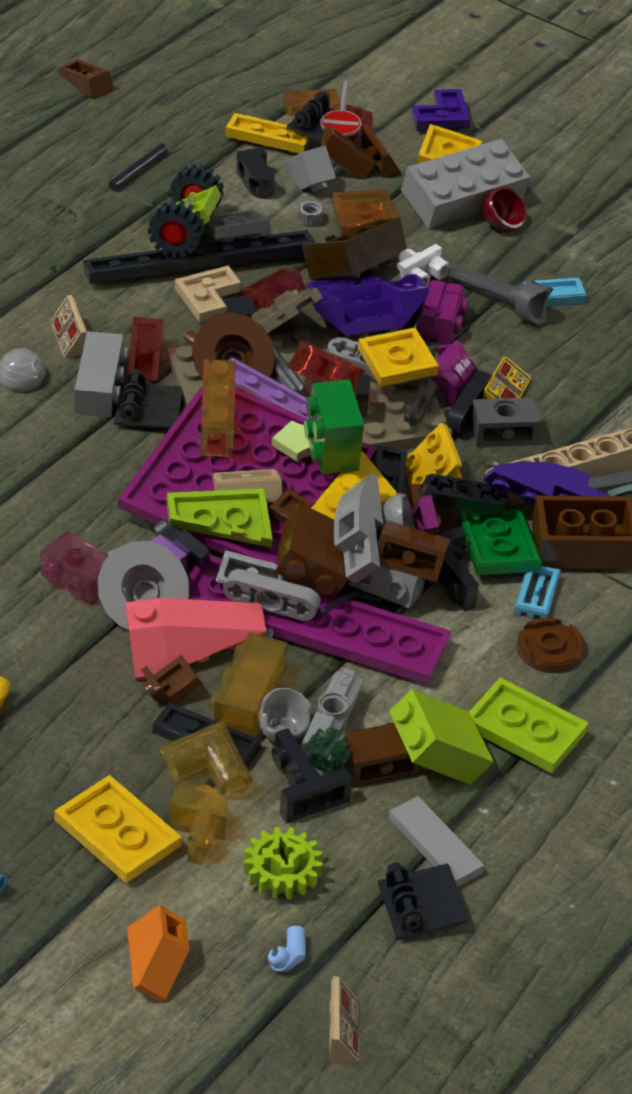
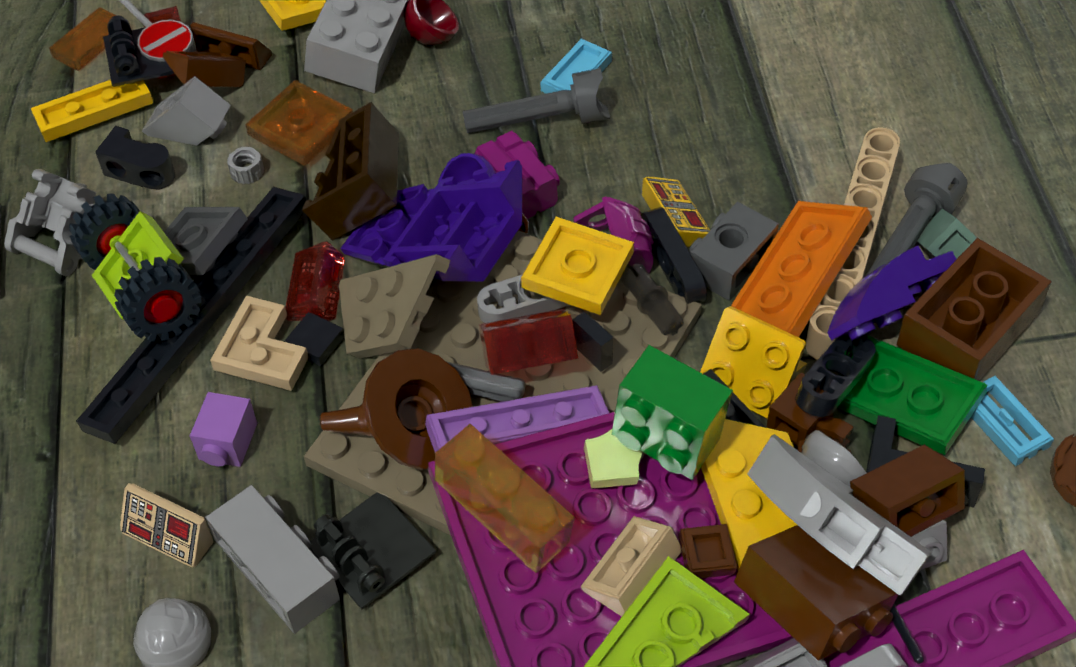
camera: 40 degrees left, 10 degrees up
(145, 304) = (223, 429): none -> medium lavender brick
(147, 346) = (285, 475): clear red slope -> none
(172, 162) = (53, 208): none -> light grey piece
(423, 263) = (427, 143): white hips -> none
(425, 515) = (870, 438): magenta tile -> none
(521, 447) = (801, 264): none -> orange tile

